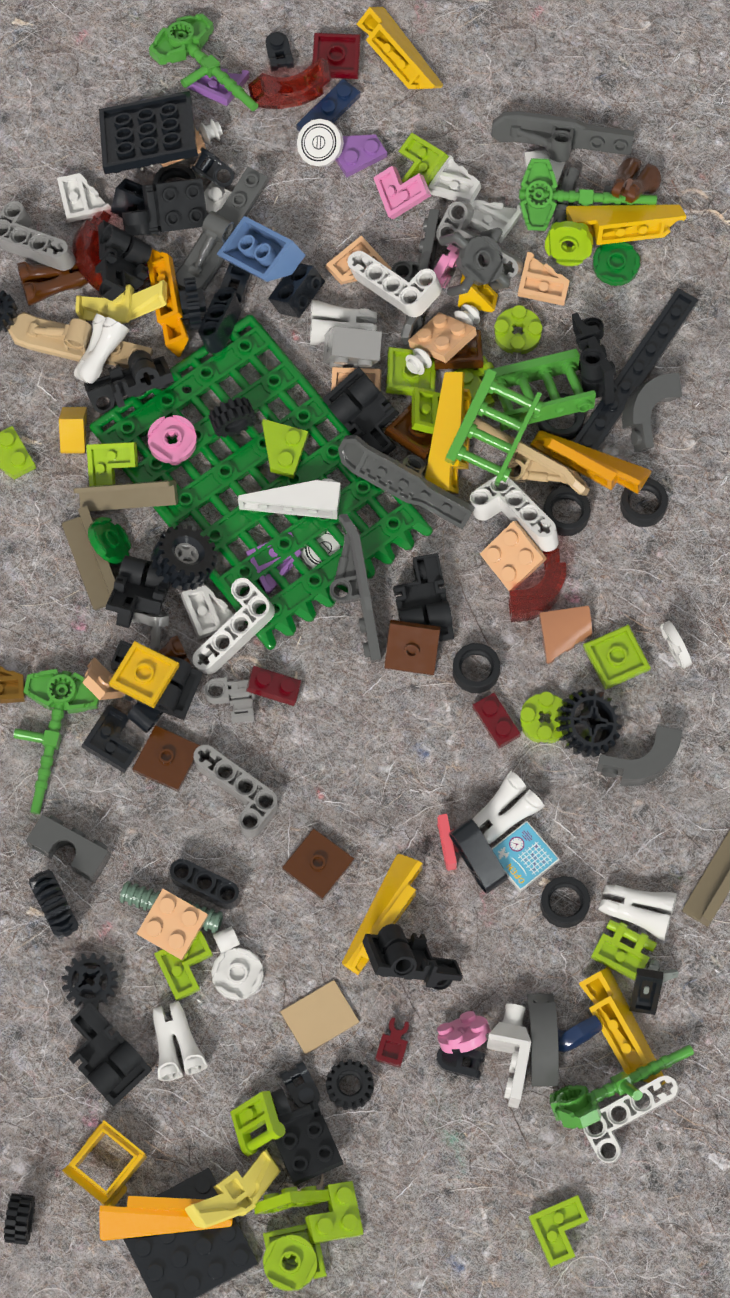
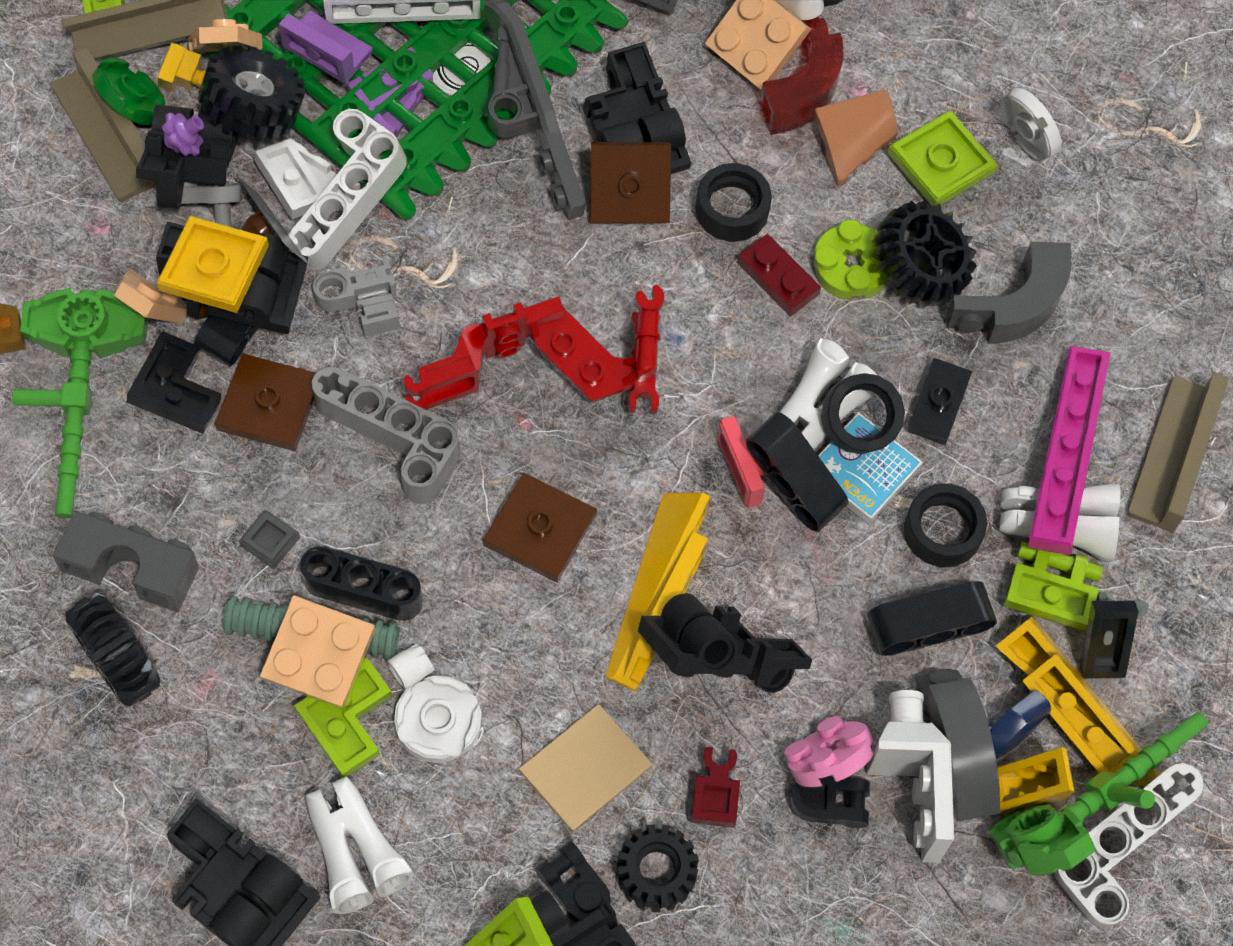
camera: 15 degrees left, 5 degrees down
(82, 988) = (203, 754): black gear -> none
(138, 581) = (183, 134): none -> medium lavender plant
(146, 527) = (180, 68): none -> yellow piece
(155, 846) = (269, 539): none -> dark grey tile
(175, 516) = (223, 34): none -> light nougat wing
(185, 644) = (273, 220): none -> flat silver sticker
(235, 526) = (324, 45): none -> medium lavender panel
(273, 685) = (422, 269): dark red plate -> none
(351, 751) = (561, 342): none -> red piece
(526, 844) = (893, 405): none -> black tyre
(543, 959) = (931, 618): none -> black beam
(580, 820) = (939, 401): none -> black plate
(580, 1070) = (1036, 781): none -> yellow slope
(651, 866) = (1069, 451): none -> dark pink tile

